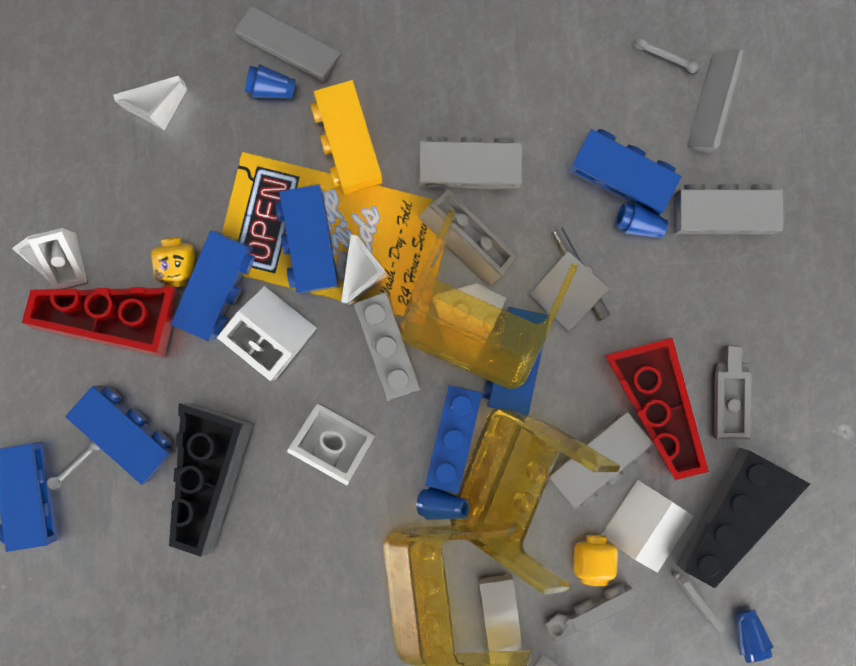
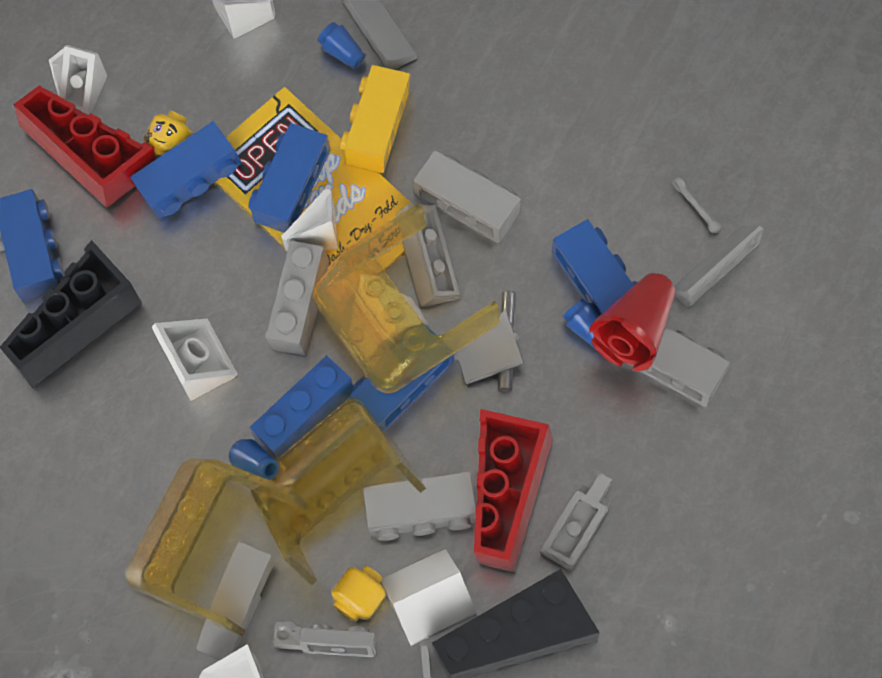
camera: 35 degrees right, 20 degrees down
(267, 333) = (203, 232): white slope -> none
(696, 205) = (635, 323): none -> red cone

